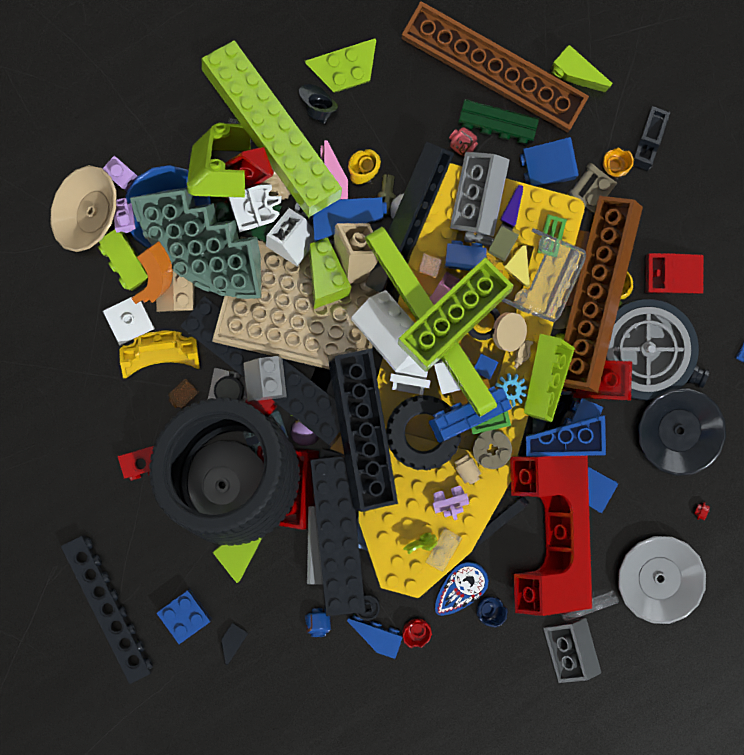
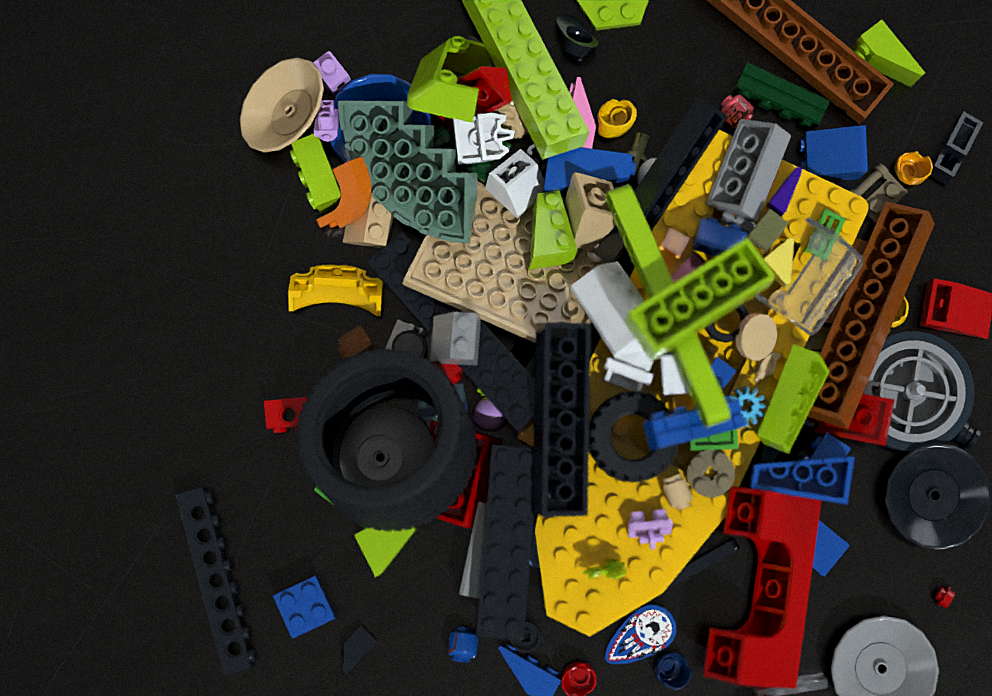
camera: 10 degrees right, 5 degrees down
(128, 320) = (308, 246): white plate -> none
(444, 549) = (631, 583): clear plate -> none

